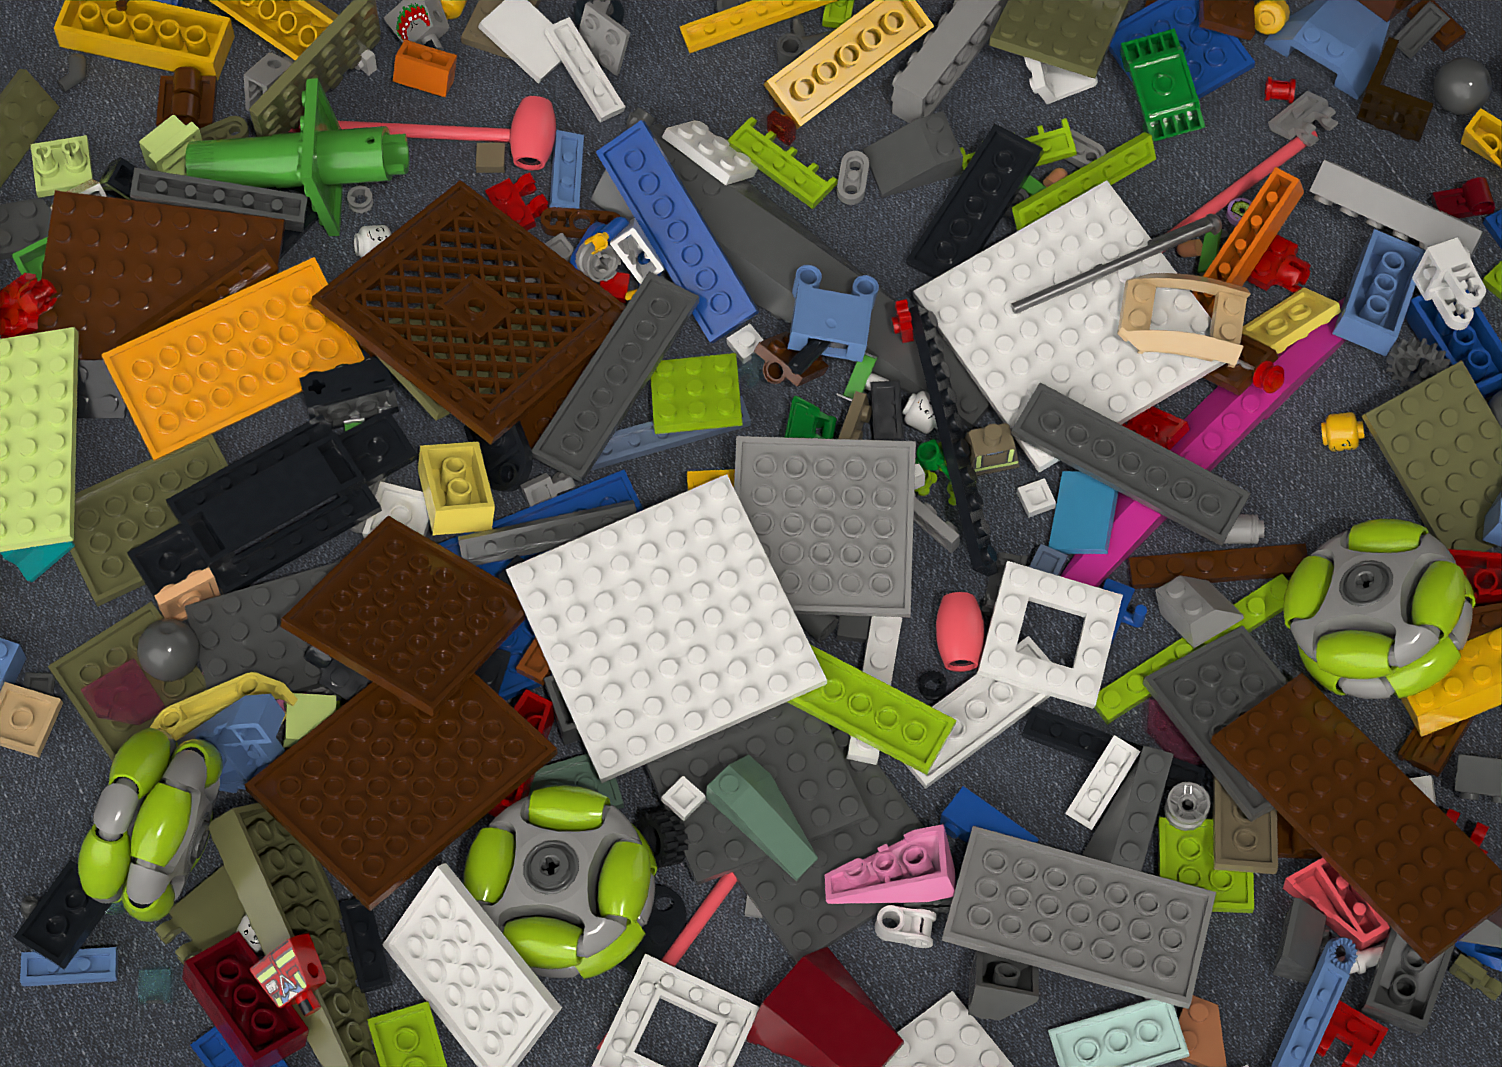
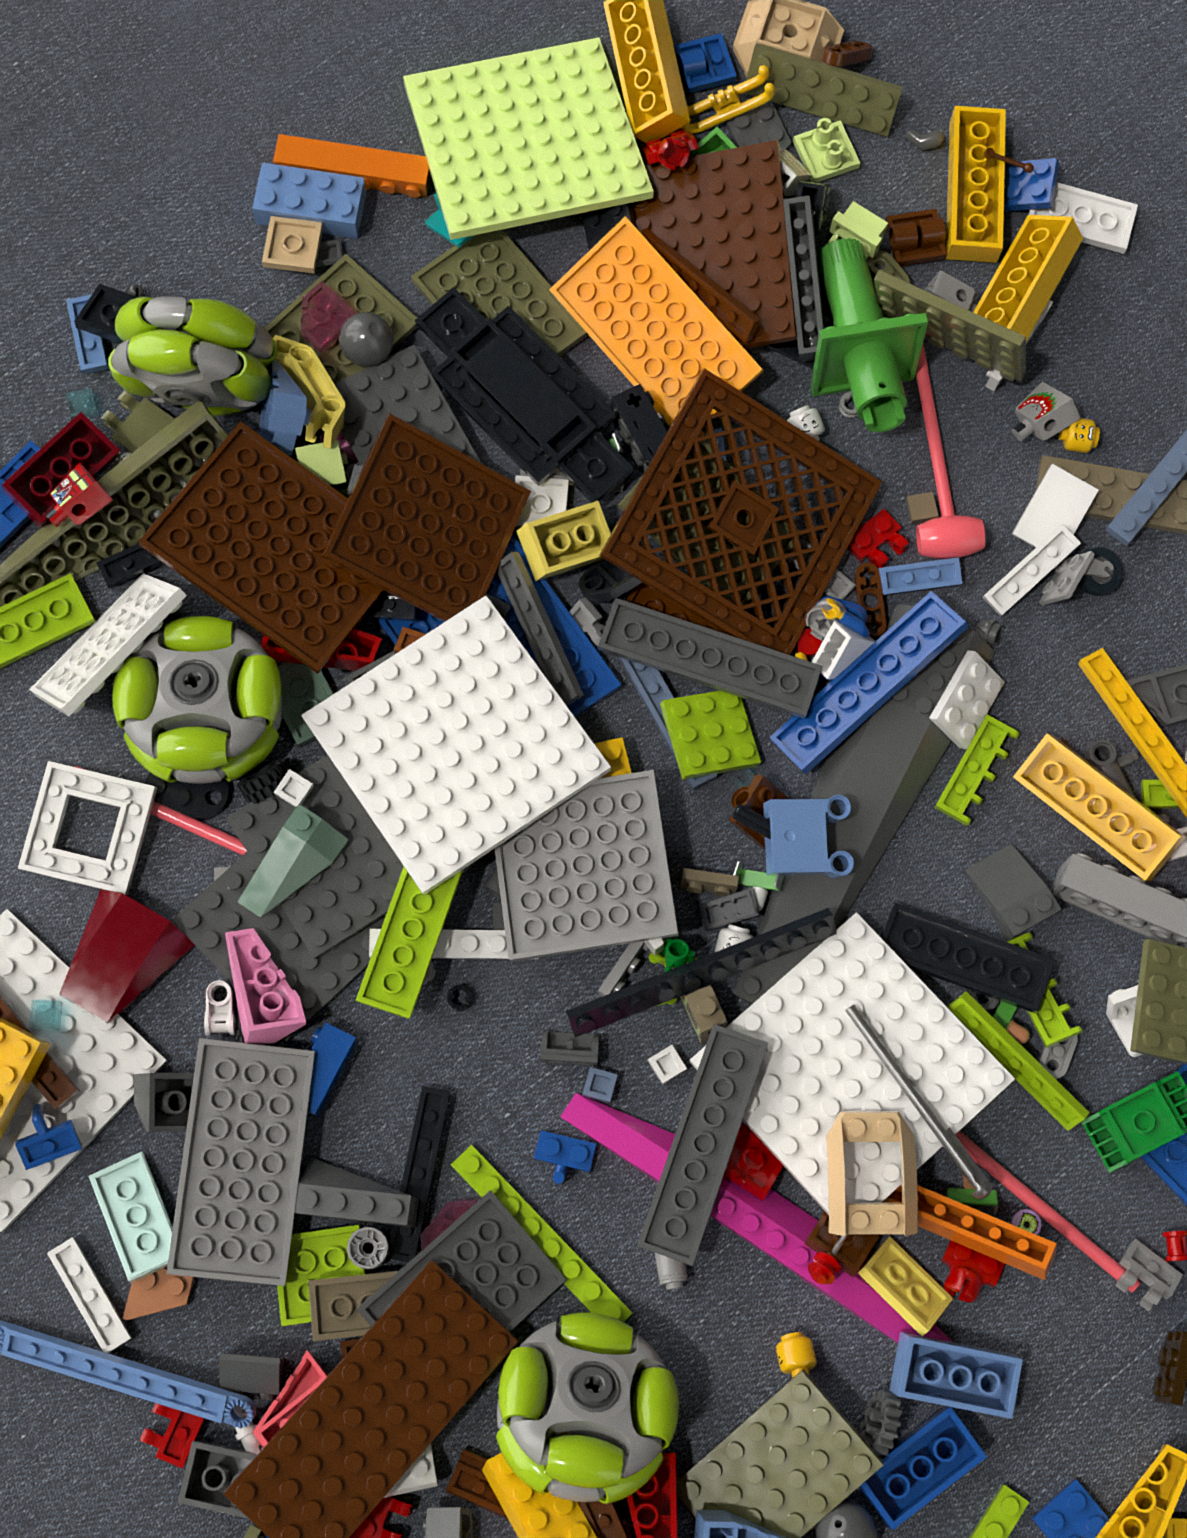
camera: 75 degrees right, 10 degrees up
(195, 588) = (429, 349): light nougat plate -> none
(424, 68) = (996, 428): orange brick -> none
(744, 342) = (777, 770): white plate -> none
(782, 126) = (1014, 762): clear red plate -> none
(805, 418) = (696, 836): green piece -> none
(851, 179) = (974, 839): light grey plate -> none
(902, 321) = (815, 904): red plate -> none
(960, 631) = (511, 1012): coral piece -> none
(982, 713) = (449, 1053): white plate -> none
(1073, 684) = (475, 1126): white plate -> none
(1083, 515) = (649, 1110): dark azure tile -> none
(1103, 782) = (382, 1166): white plate -> none
(1196, 609) = (575, 1234): light grey slope -> none
(1217, 565) = (632, 1259): reddish brown plate -> none
(1390, 208) = (1052, 1383): light grey brick -> none
(1443, 277) = (974, 1438): white brick -> none
(1468, 201) = (1090, 1457): dark red plate -> none

